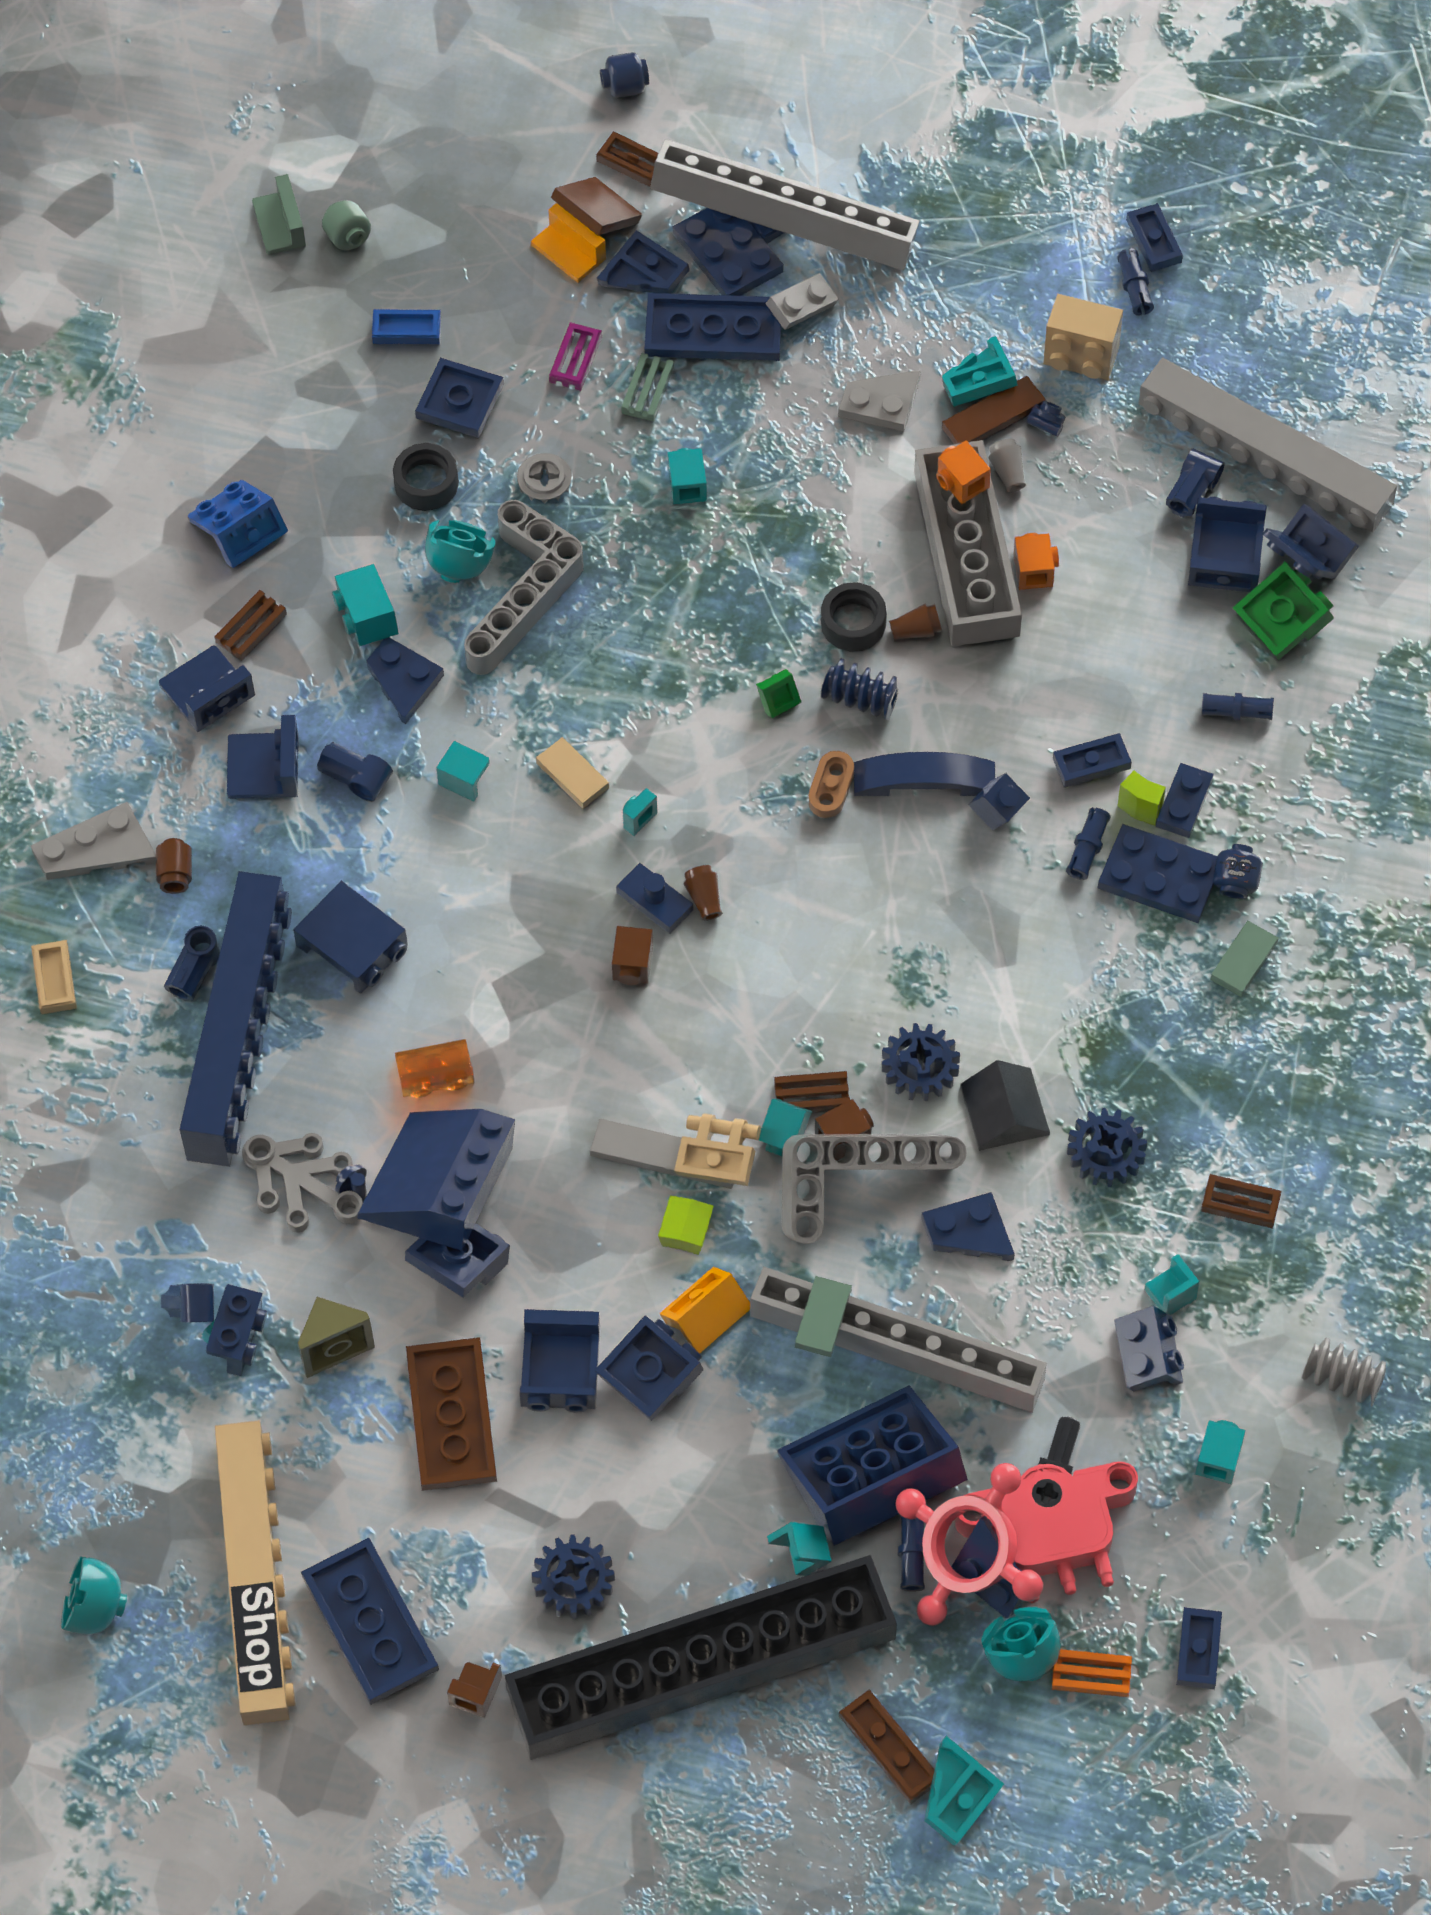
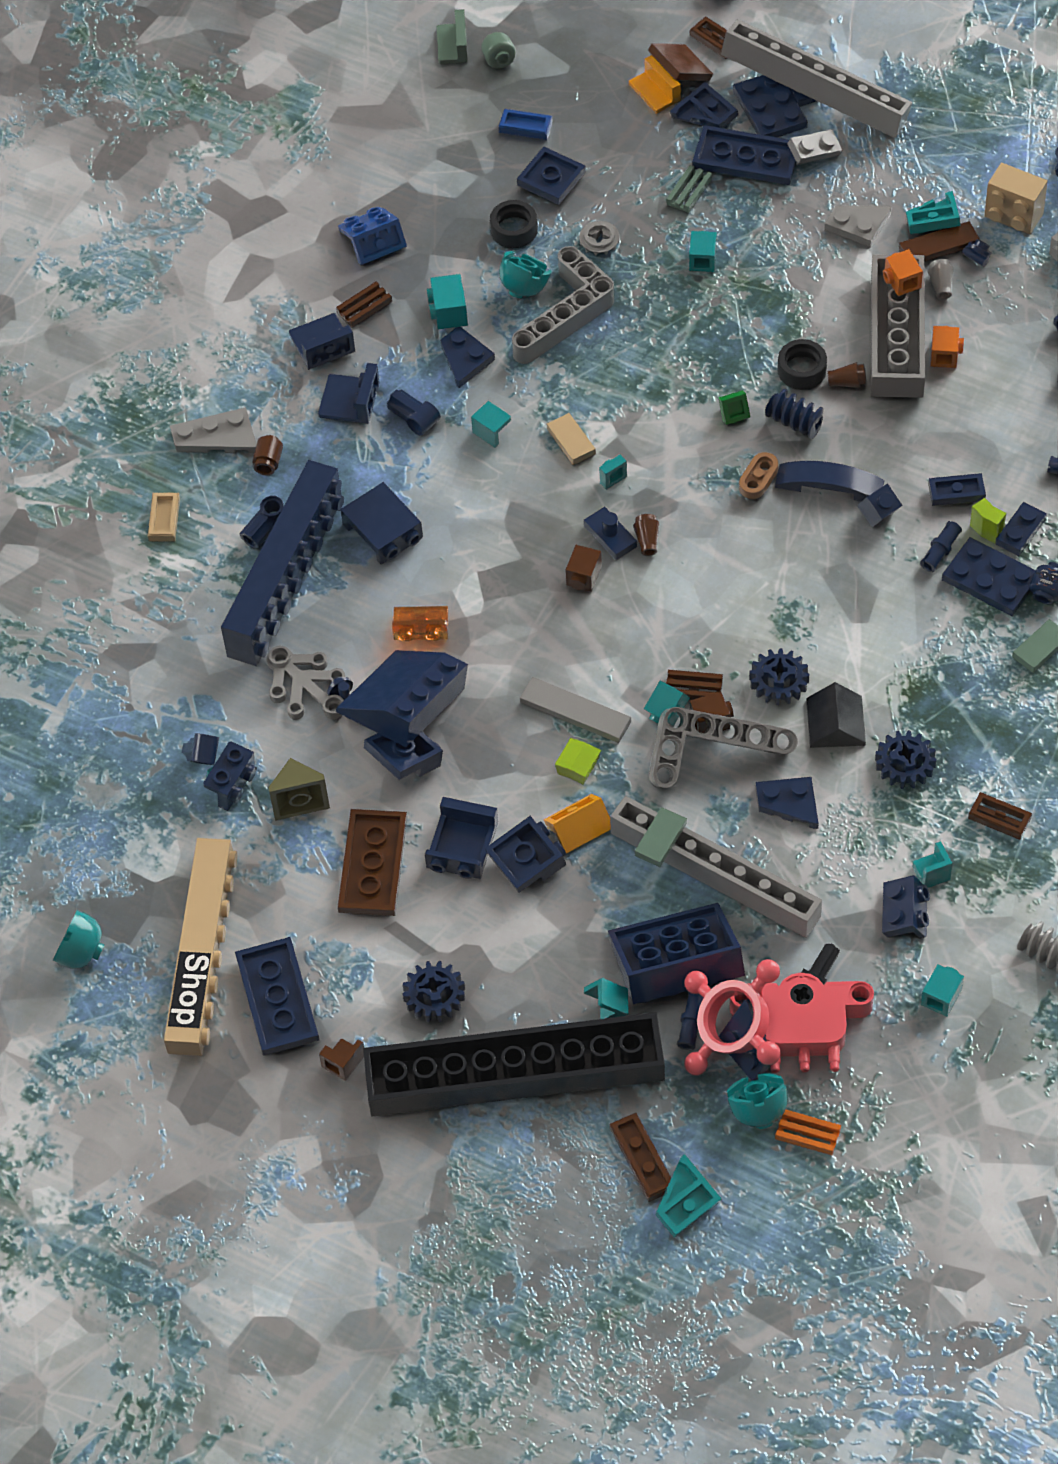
camera: 15 degrees right, 5 degrees down
(568, 378) = (634, 174): magenta tile -> none
(713, 1159) = (608, 717): tan plate -> none
(1199, 1648) = (894, 1128): dark blue plate -> none

